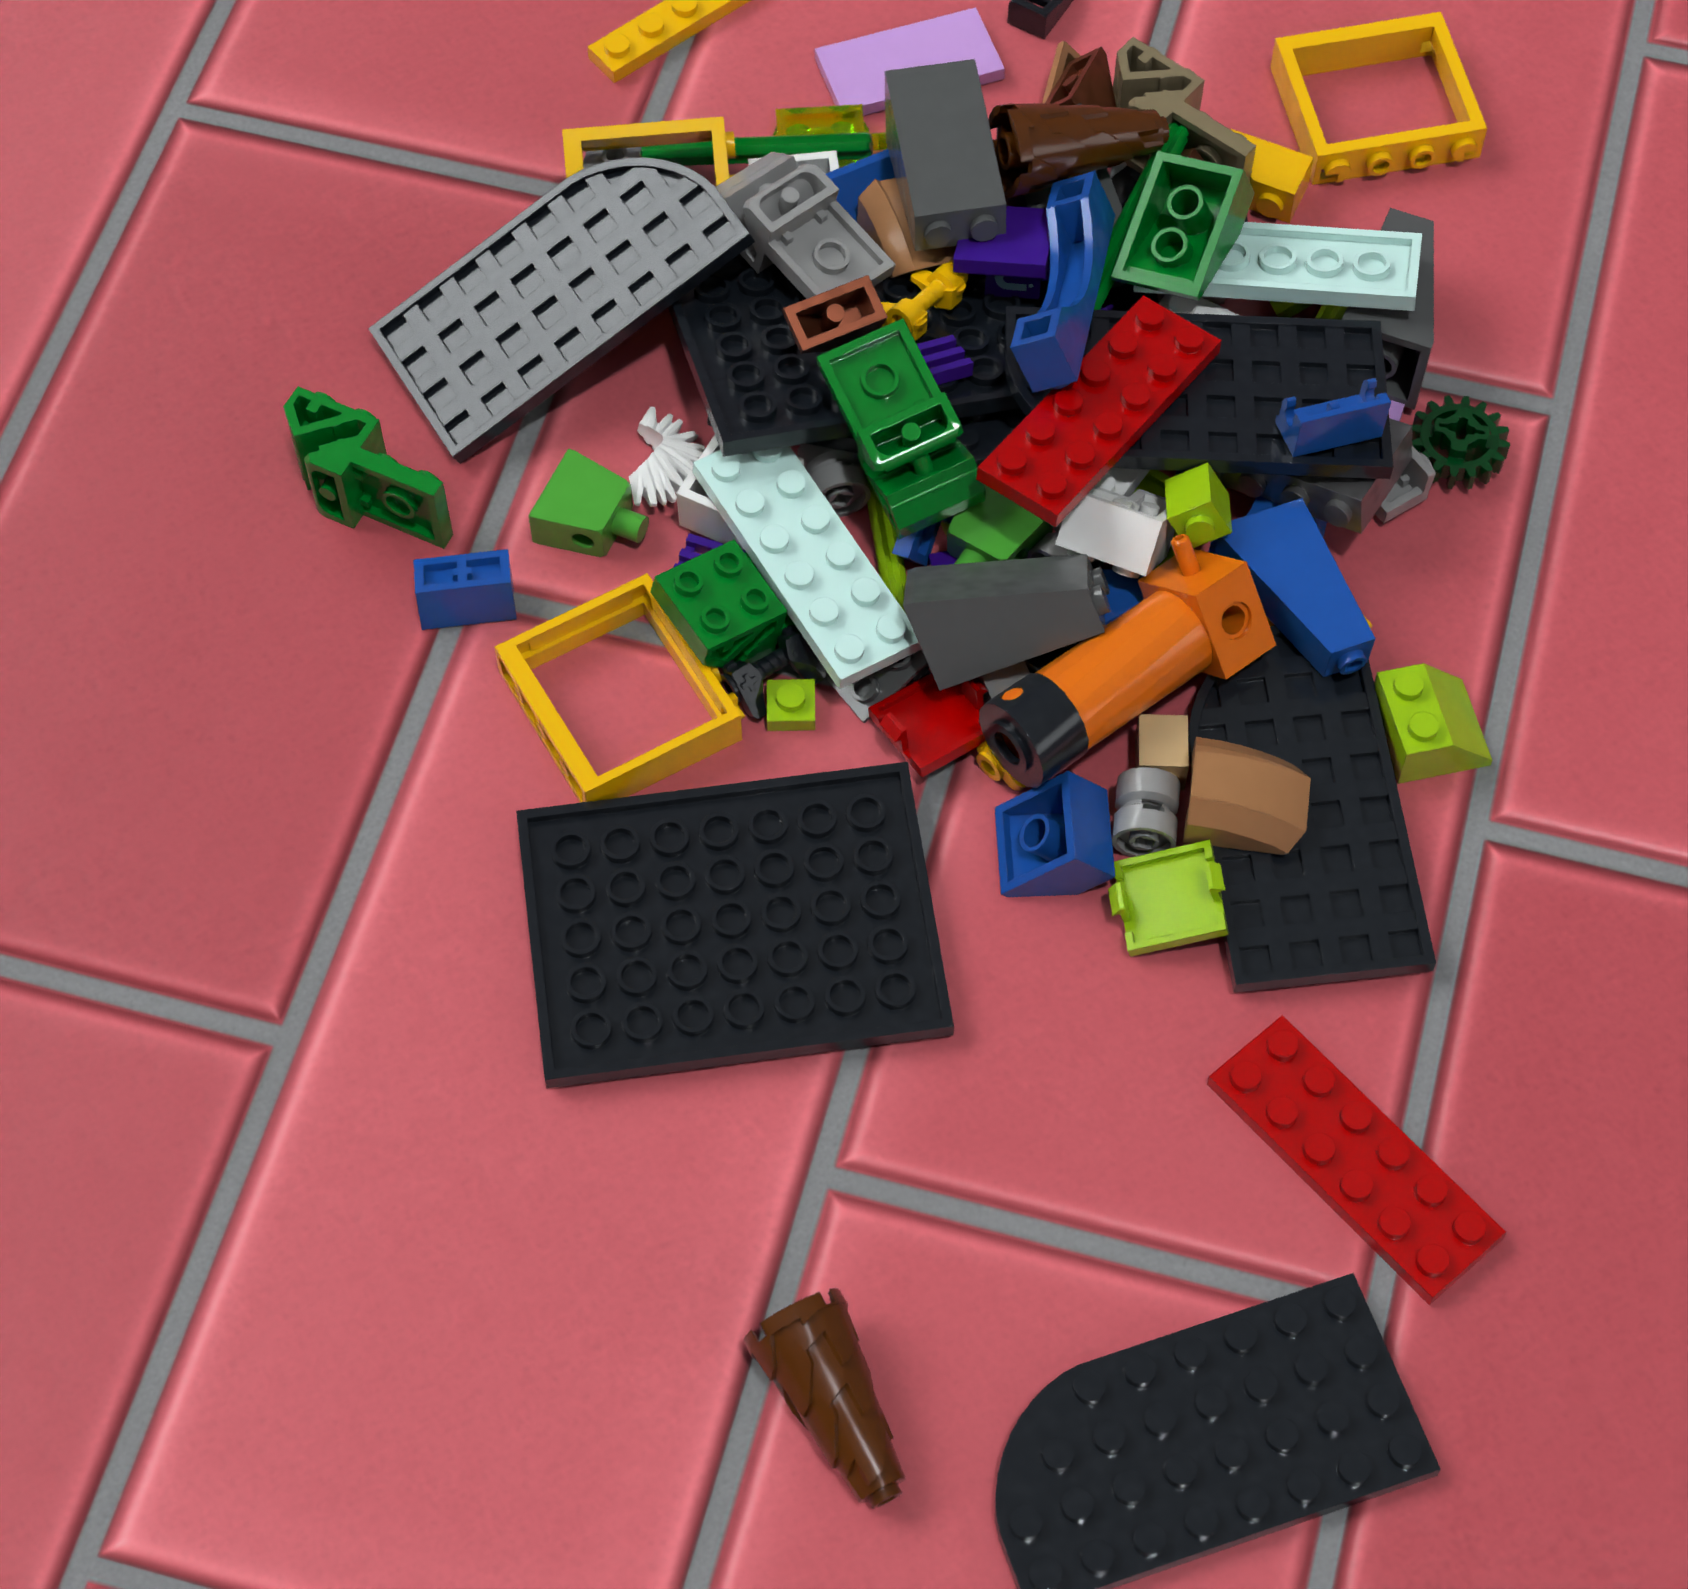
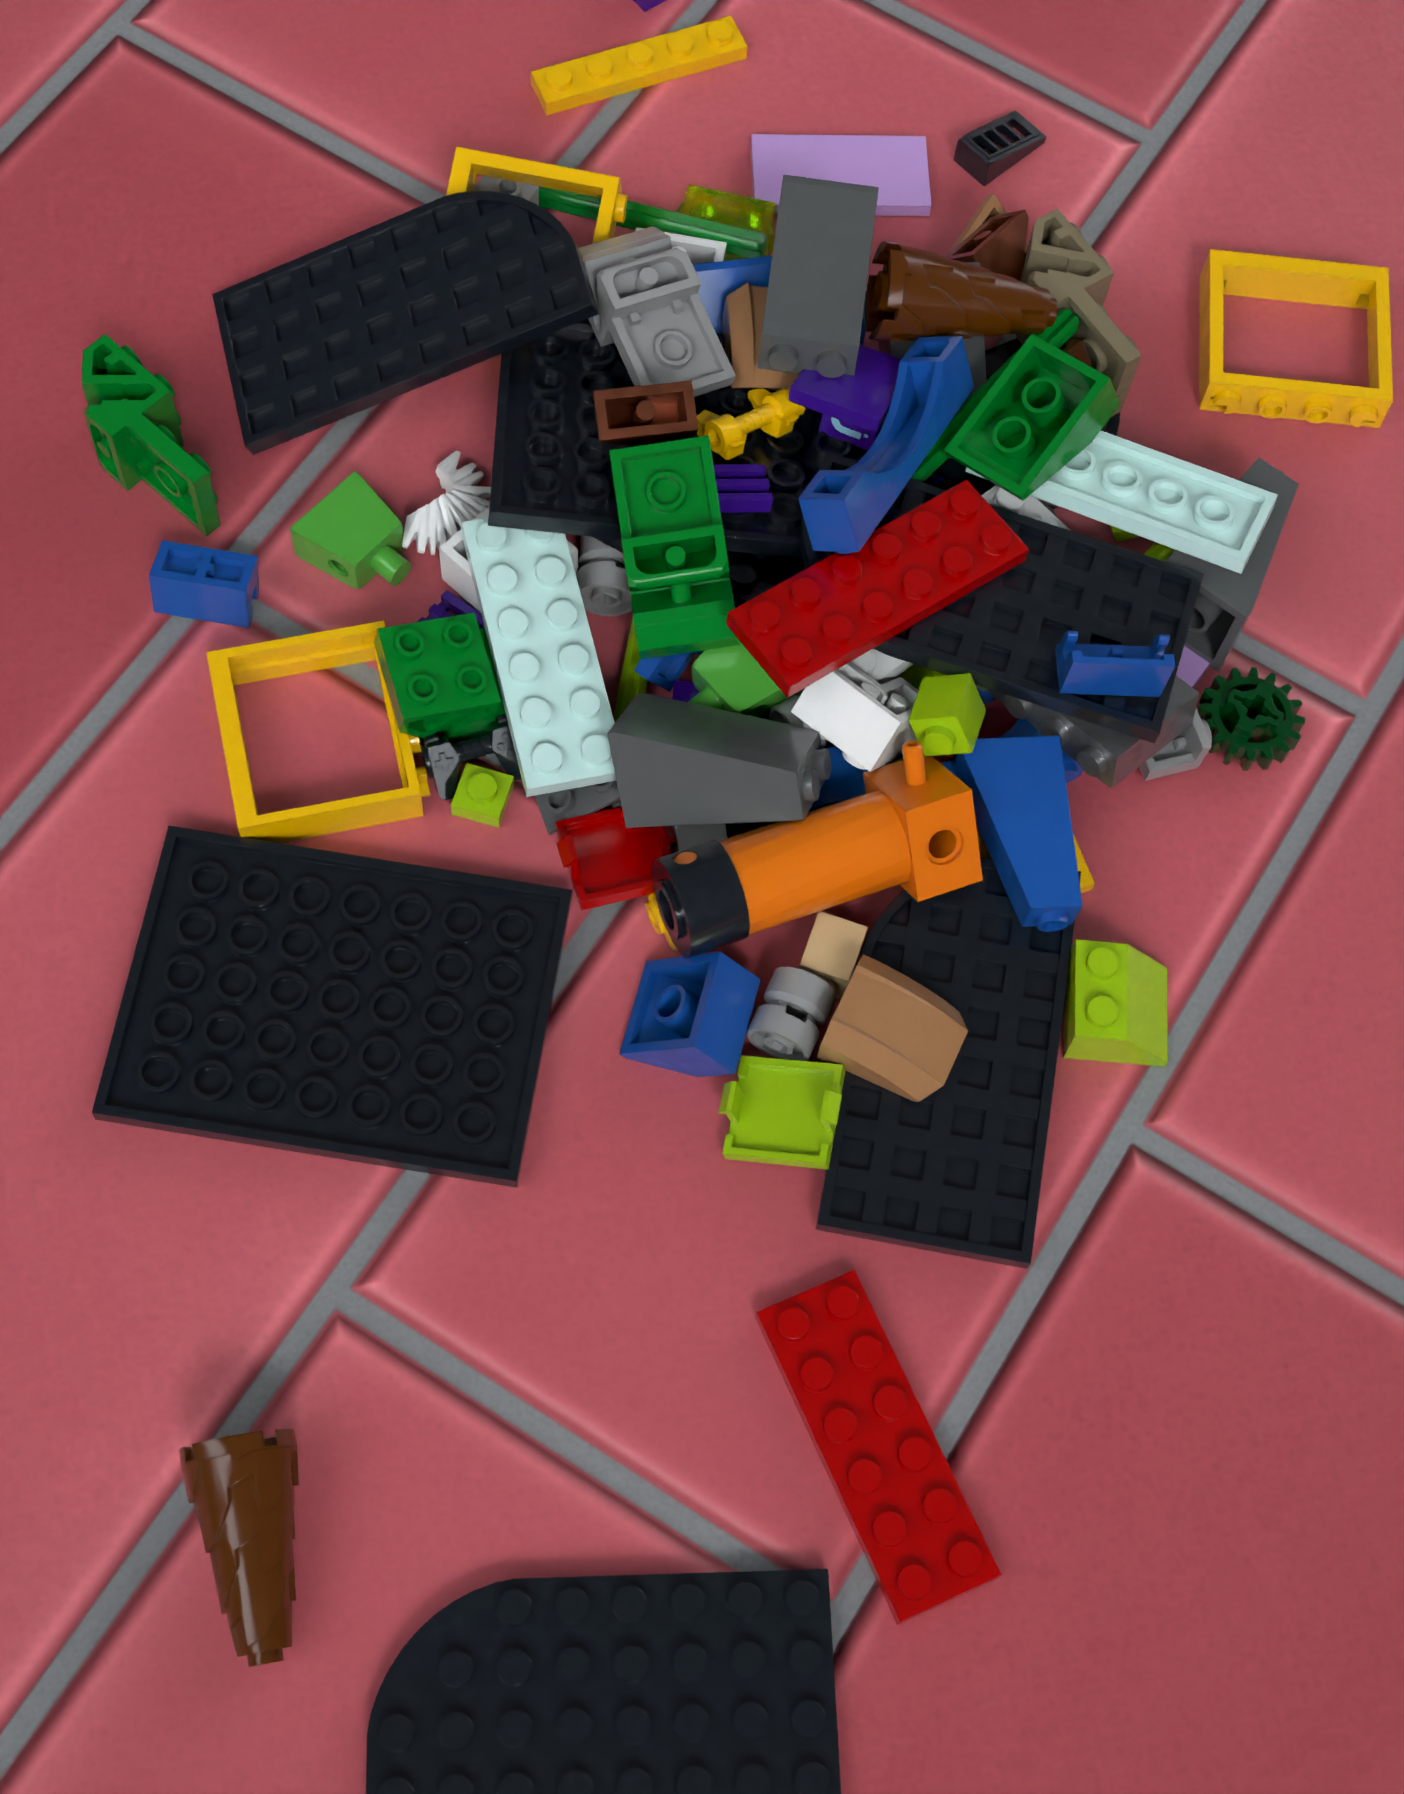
camera: 10 degrees right, 5 degrees up
(1277, 178) = (1160, 391): yellow slope -> none

